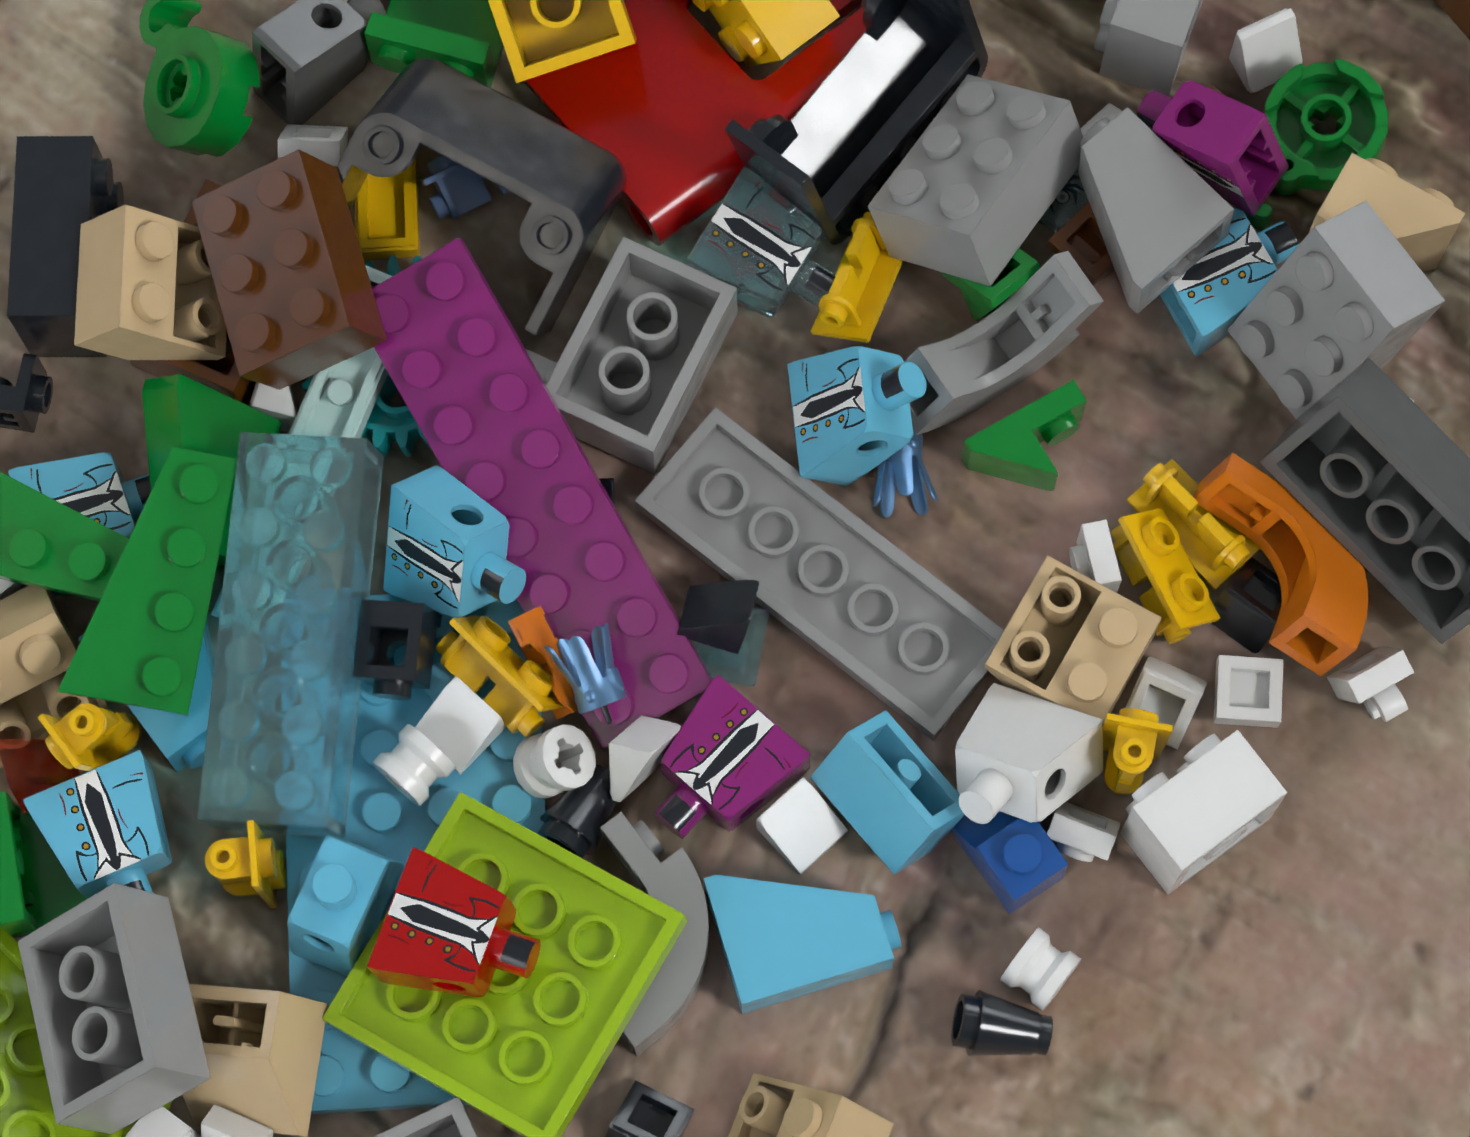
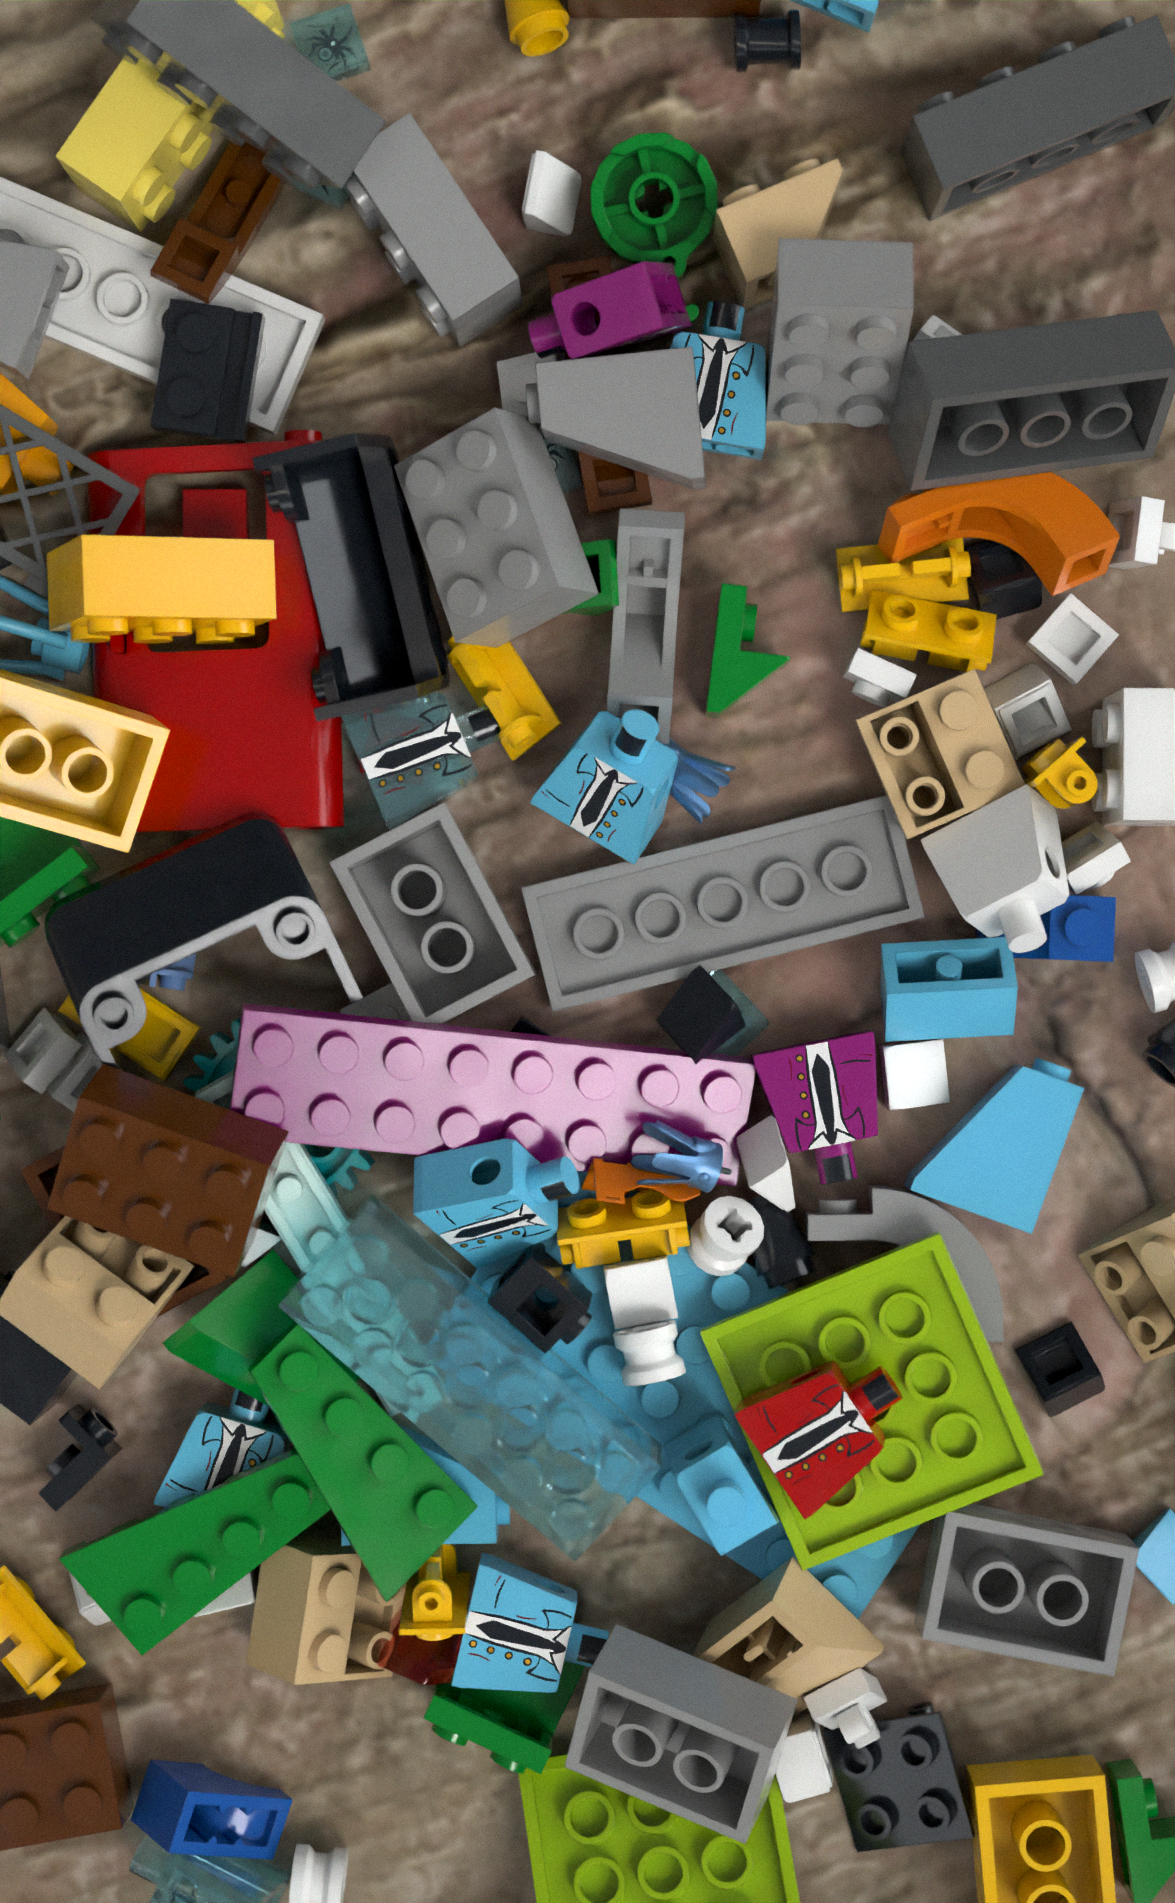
camera: 50 degrees left, 15 degrees up
(248, 865) = (635, 1541): yellow hinge -> none

